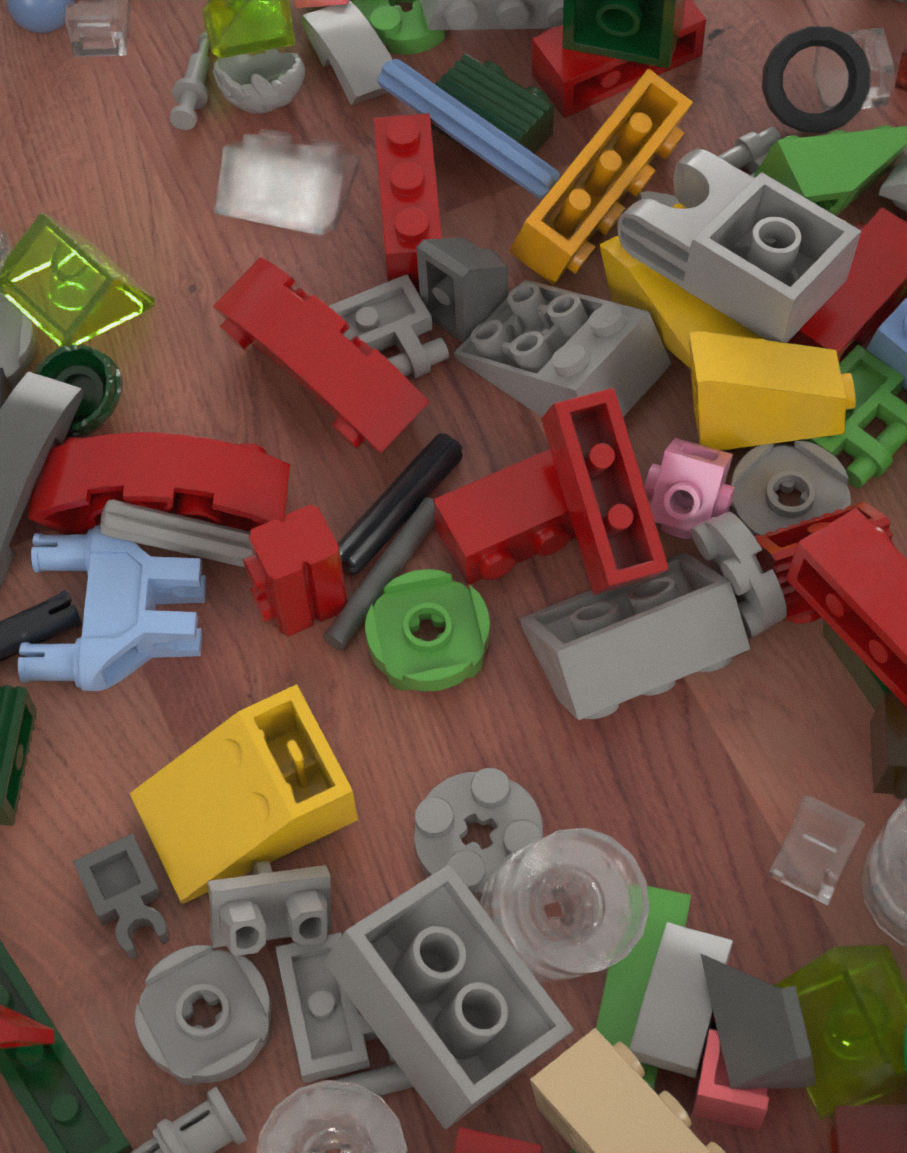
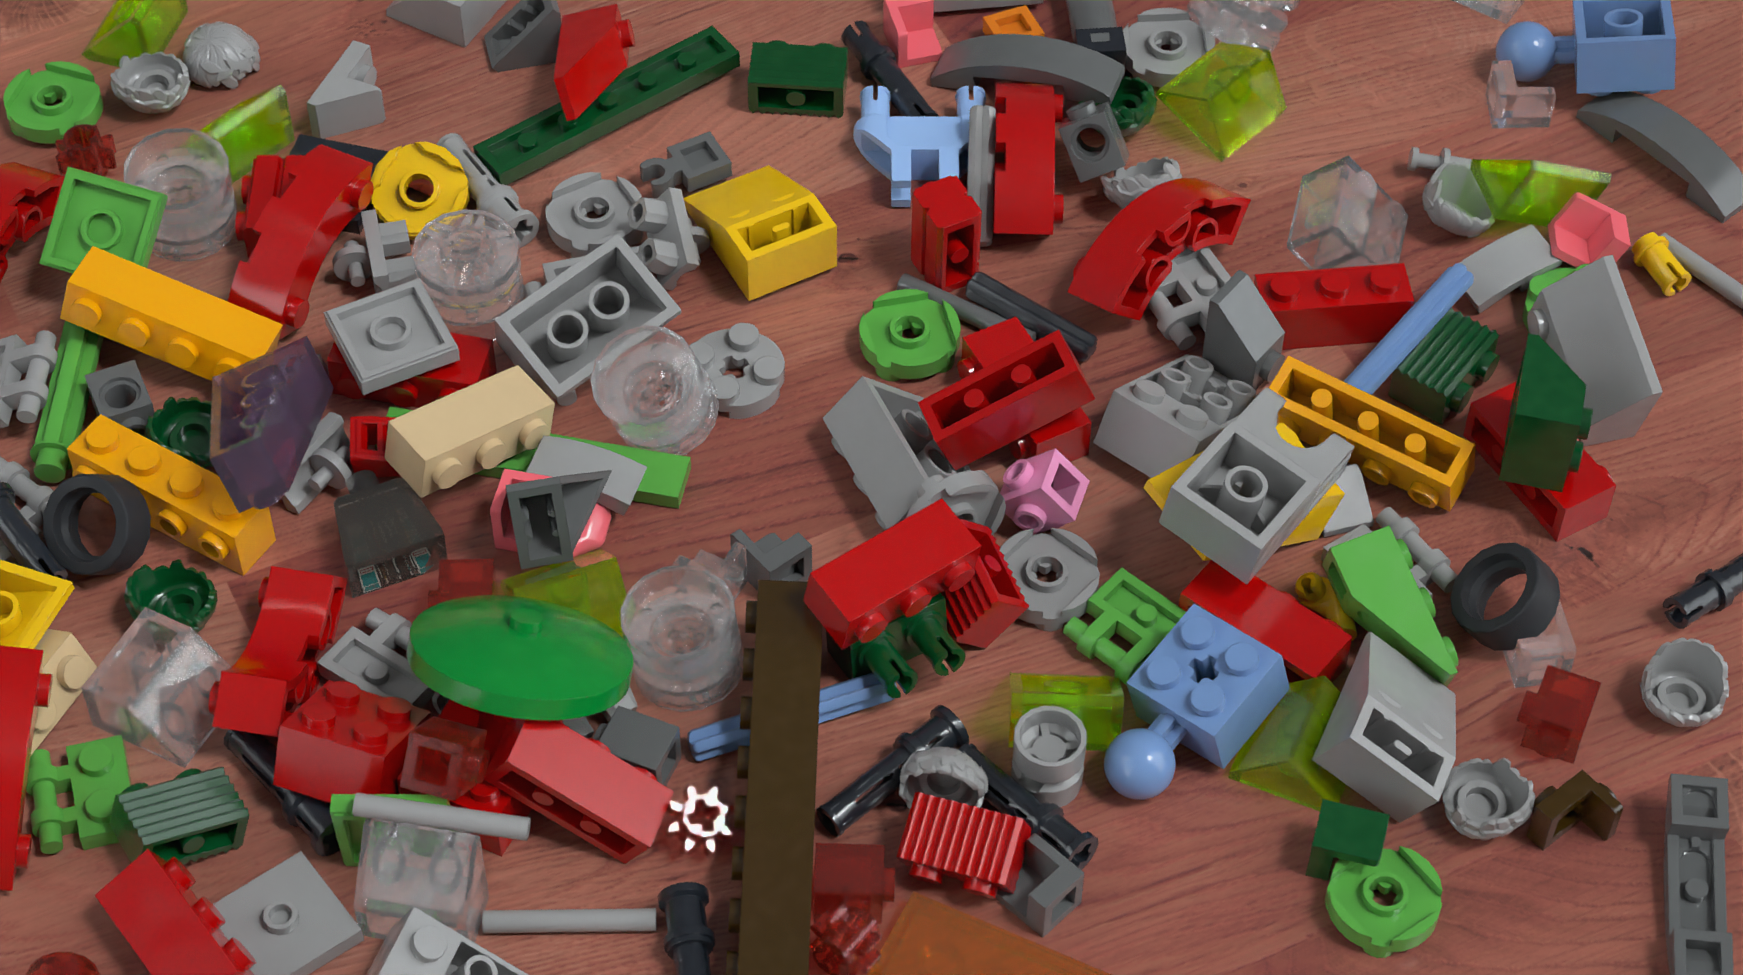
camera: 85 degrees right, 10 degrees down
(150, 404) = (1088, 160): none -> dark grey brick
(207, 369) = (1137, 179): none -> light grey hair
(765, 391) = (1125, 520): yellow slope -> none
(777, 786) = (776, 559): none -> dark grey panel

